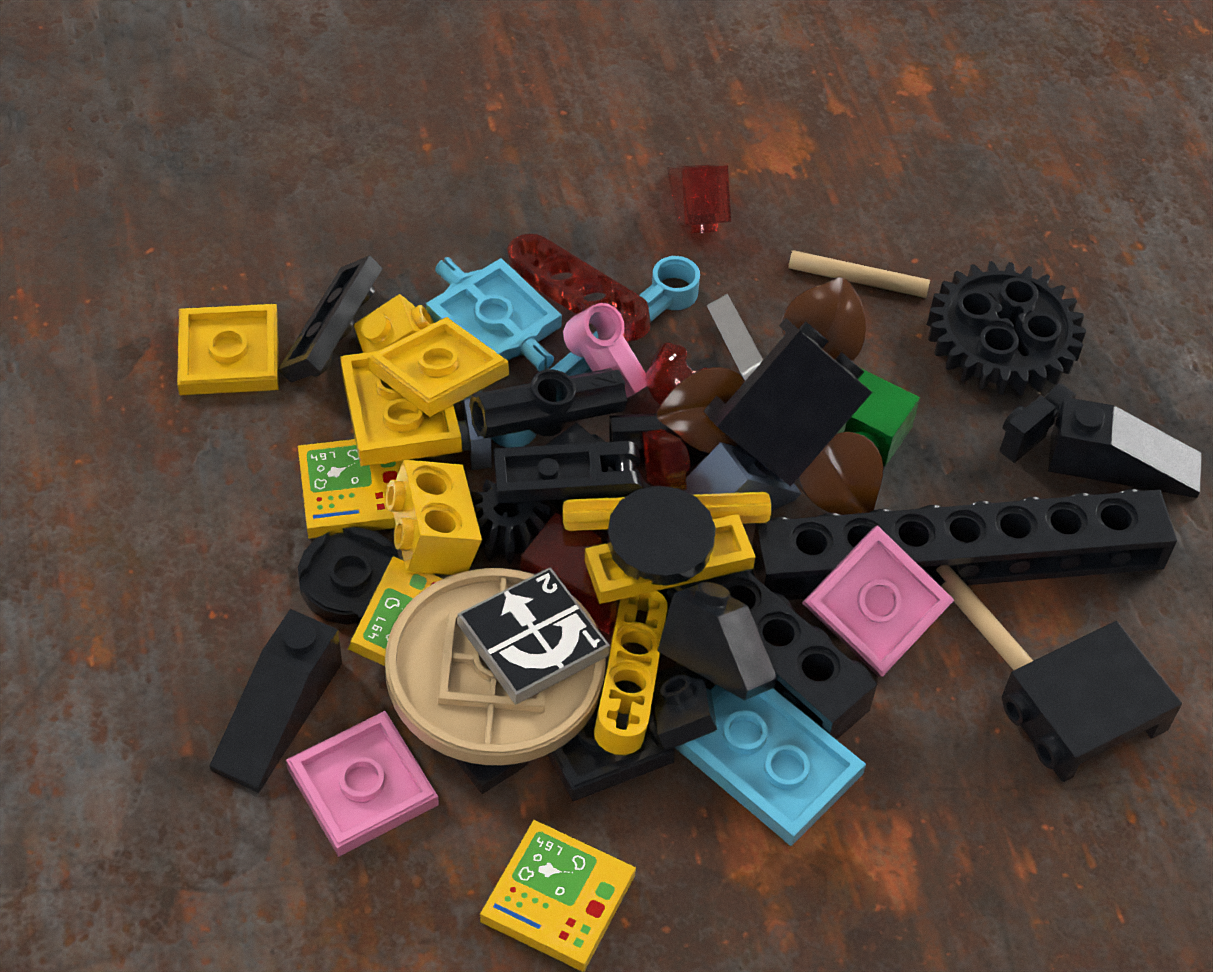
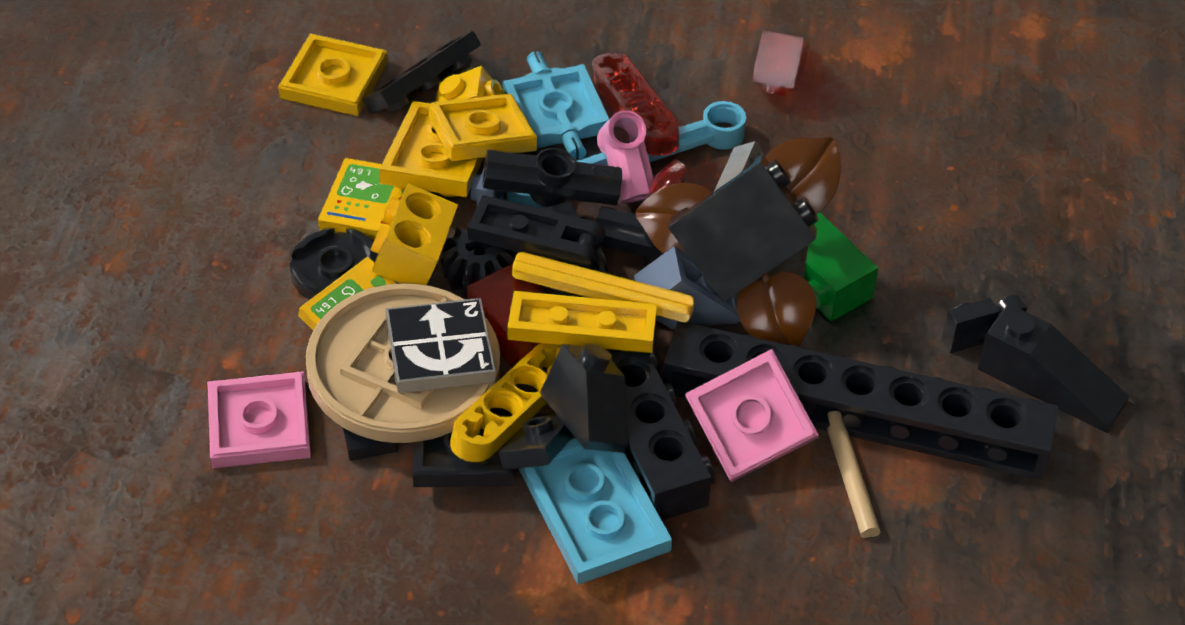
camera: 25 degrees right, 5 degrees down
(278, 699) = (226, 333): black slope -> none
(558, 895) = (365, 554): yellow tile -> none
(661, 535) = (579, 298): black tile -> none
(665, 459) = (629, 251): clear red plate -> none
(859, 274) = (892, 163): tan bar -> none
(1006, 328) = (966, 244): black gear -> none
(1088, 699) = (901, 553): black panel -> none

